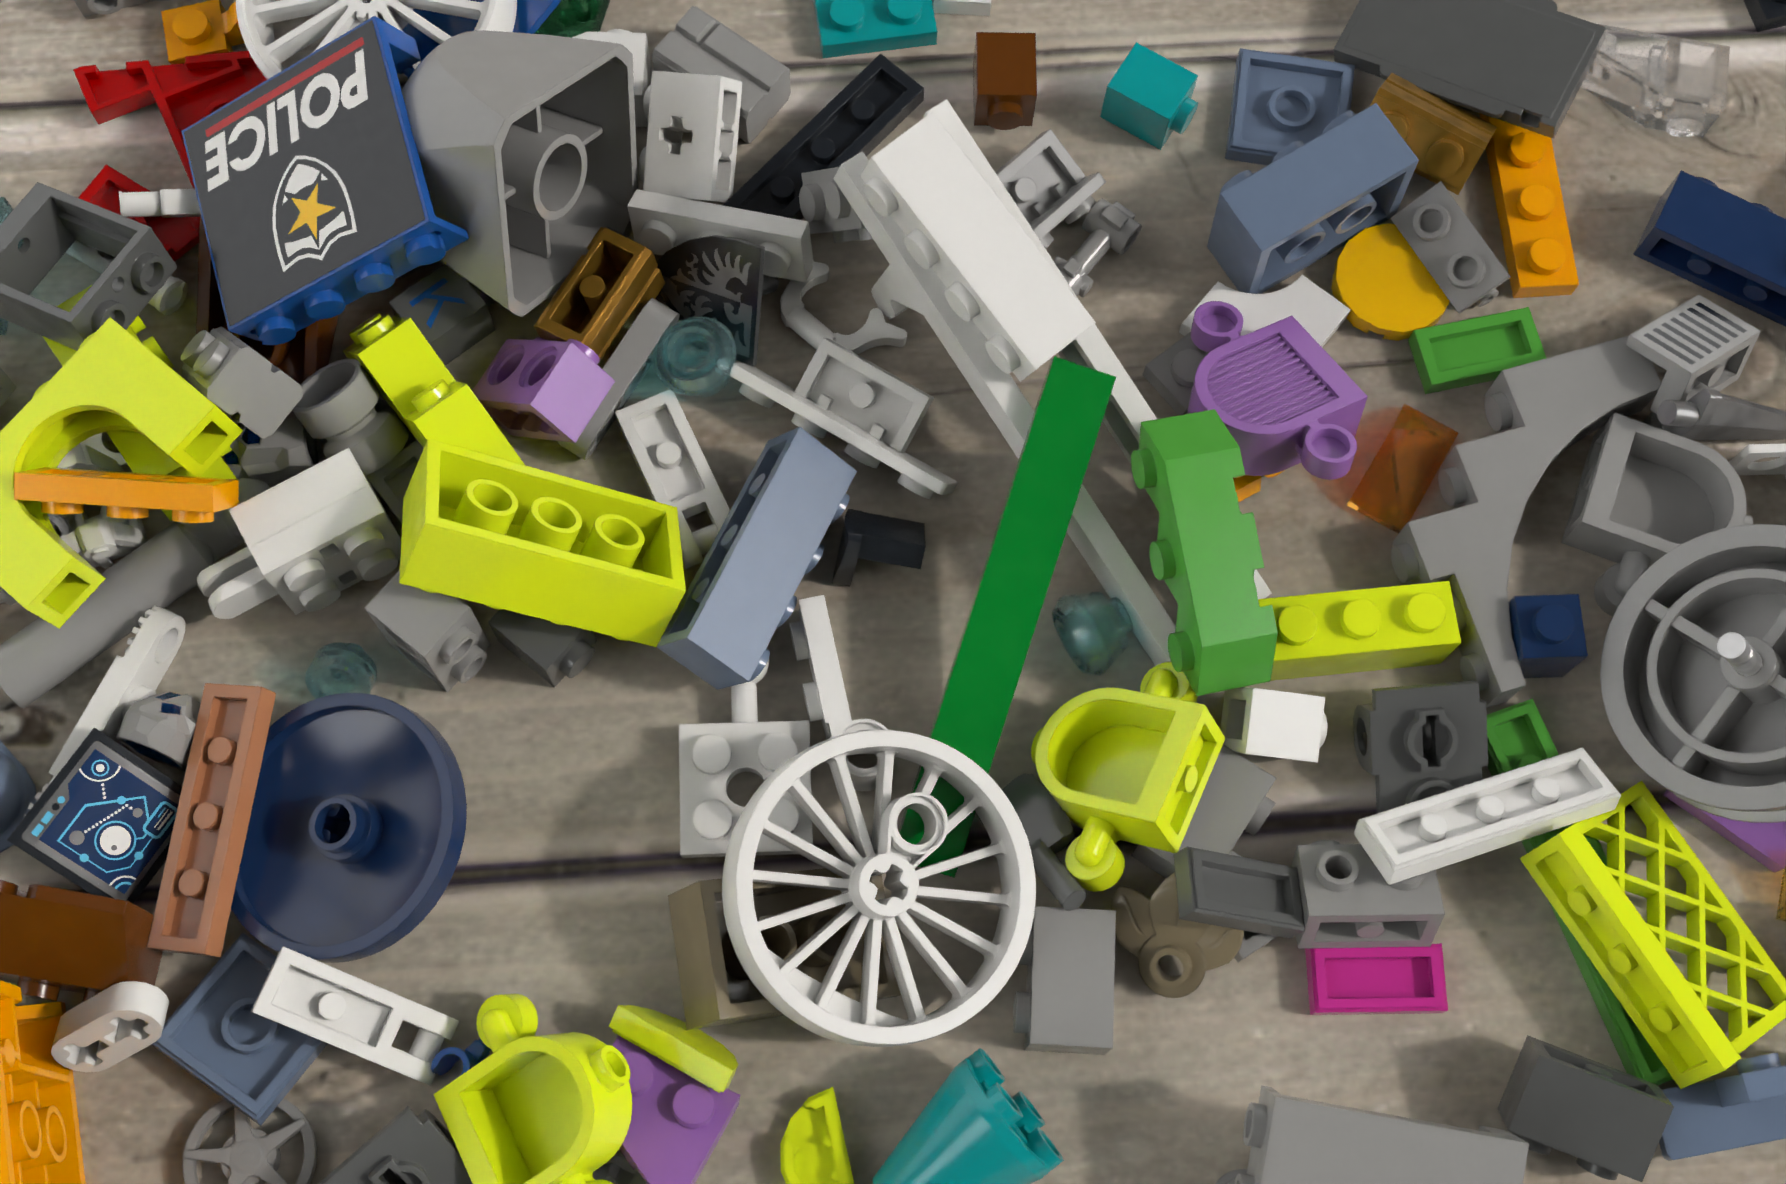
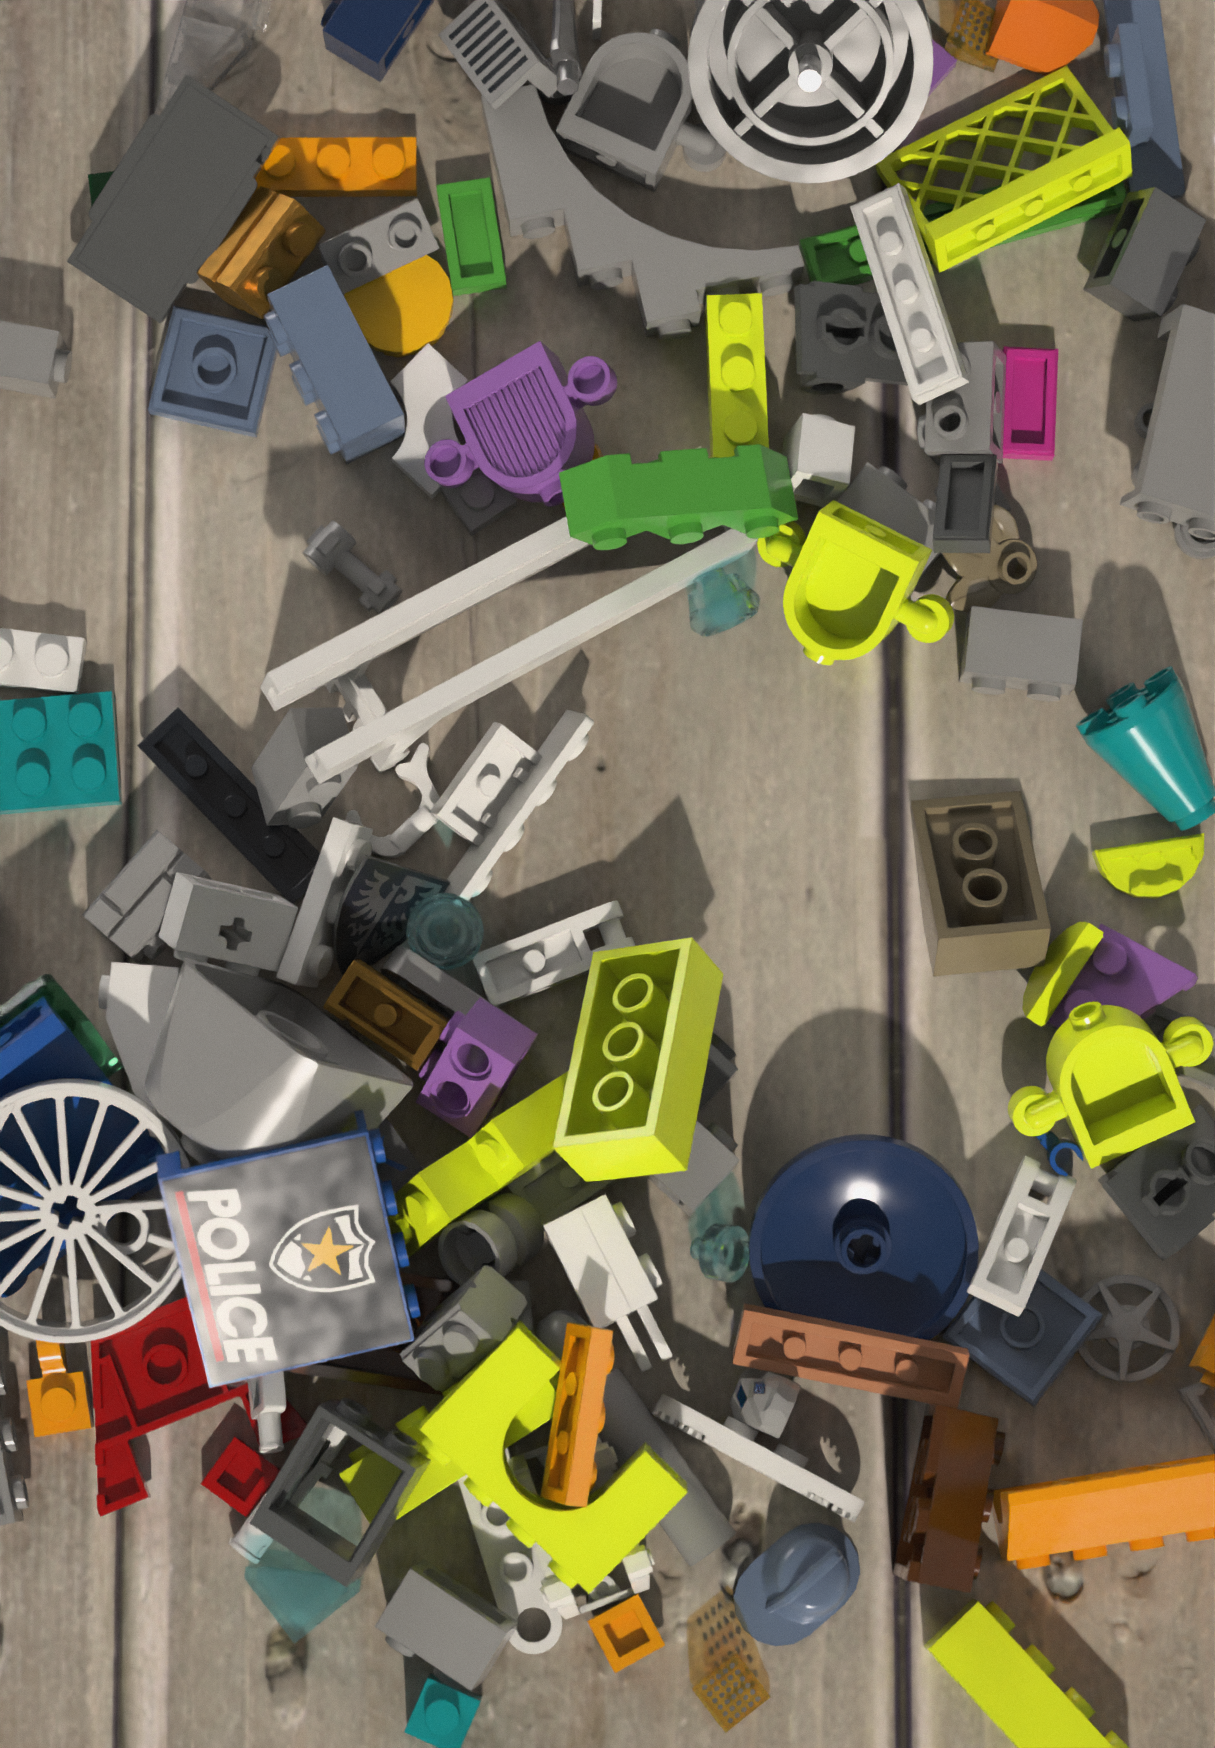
camera: 85 degrees left, 10 degrees up
(103, 820) = (845, 1449): slope -> none
(110, 1026) = (1021, 1437): white beam -> none
(717, 752) = (807, 931): white plate -> none
(759, 560) = (645, 880): sand blue brick -> none
(817, 1004) = (964, 814): white piece -> none
(826, 694) = (766, 833): white plate -> none
(878, 540) = (628, 780): black tile -> none
(974, 247) = (414, 660): white brick -> none
(1004, 79) = (173, 632): reddish brown brick -> none
(1014, 583) = (715, 672): green tile -> none
(1047, 833) = (895, 666): dark grey piece -> none
(1048, 185) = (294, 608): light grey bracket -> none
(1150, 97) = (200, 497): teal brick -> none
(1402, 469) = (578, 317): clear orange slope -> none
(1547, 634) = (750, 219): dark blue brick -> none

